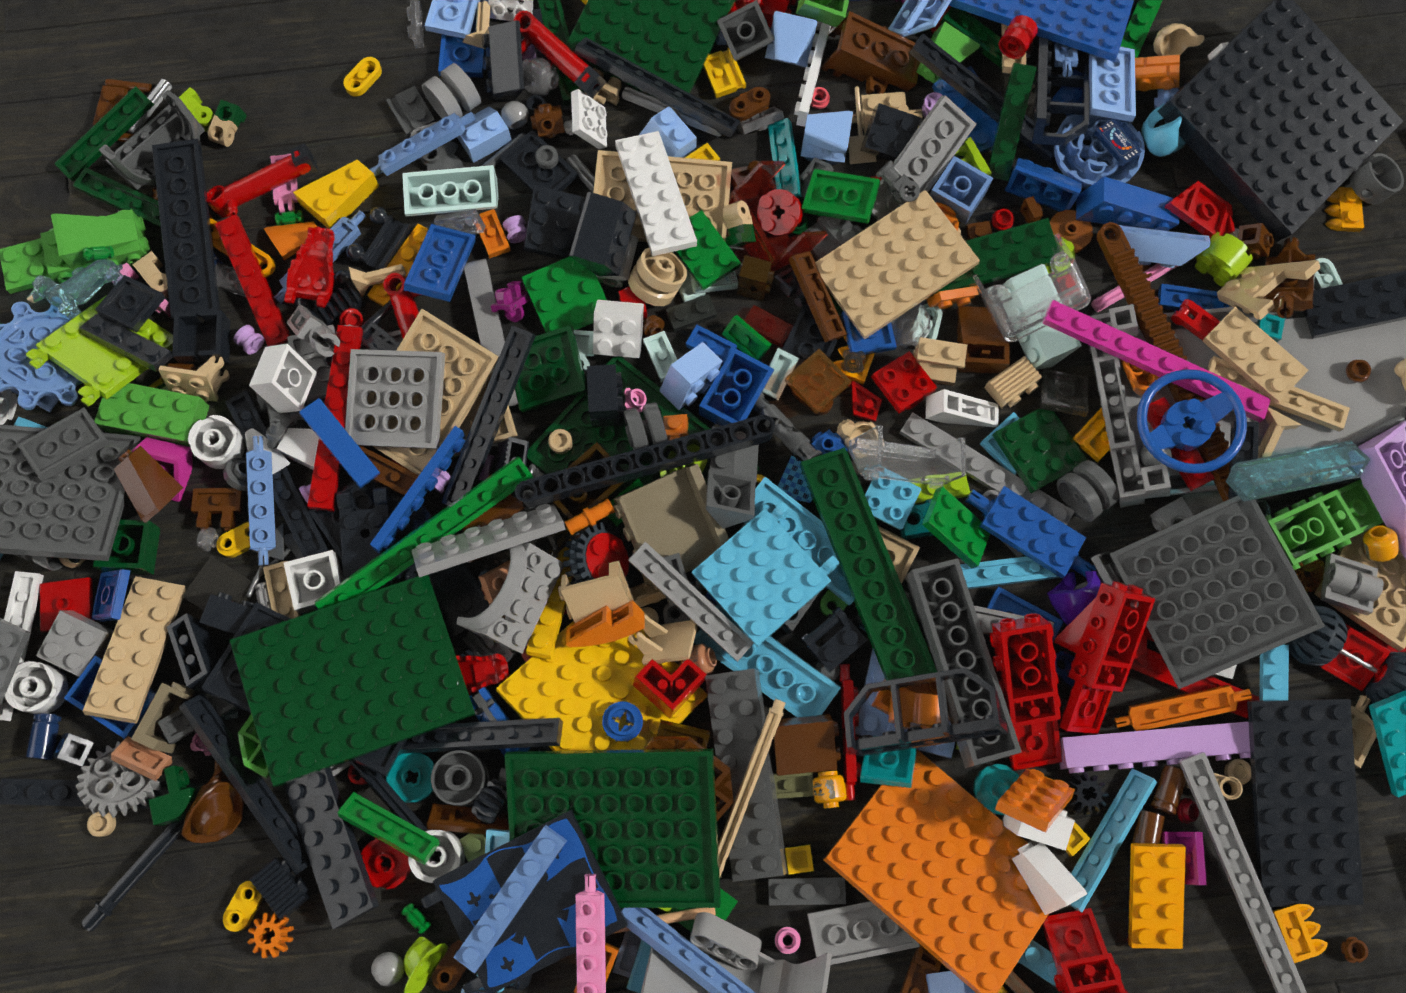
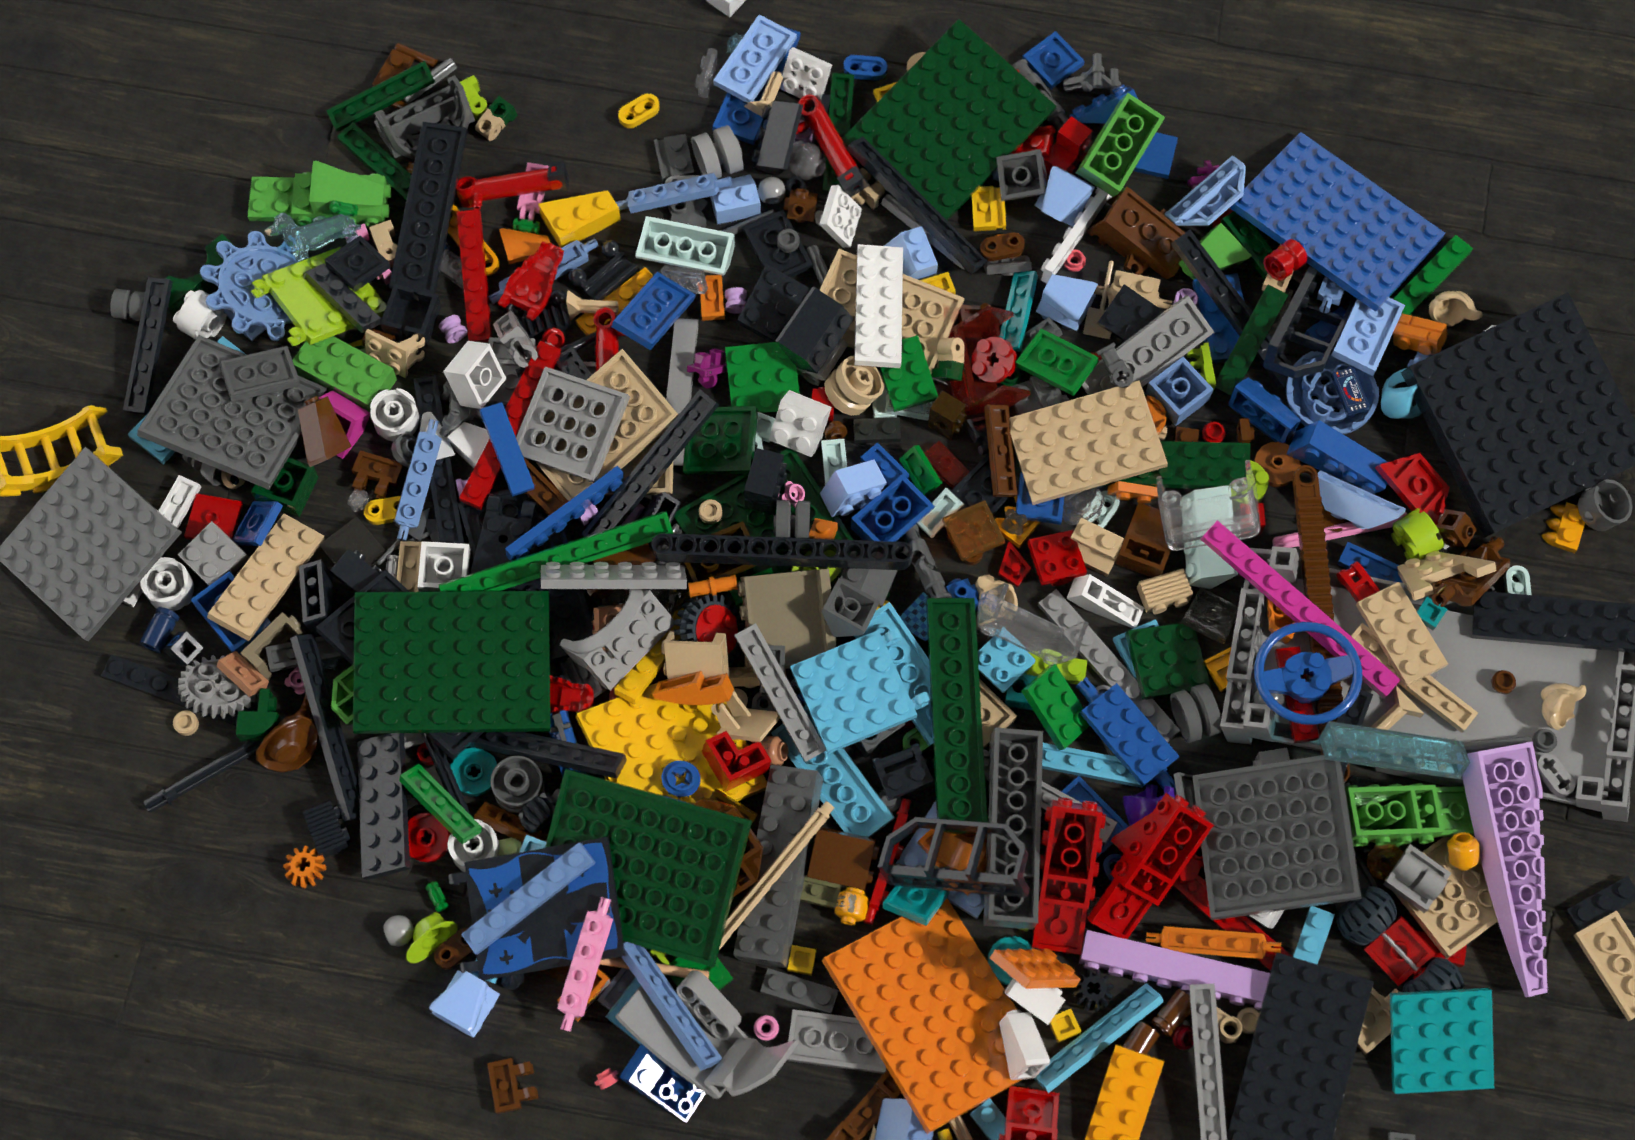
camera: 20 degrees right, 5 degrees down
(243, 906) = (289, 836): yellow plate -> none
(1194, 854) = (1170, 1076): magenta bracket -> none

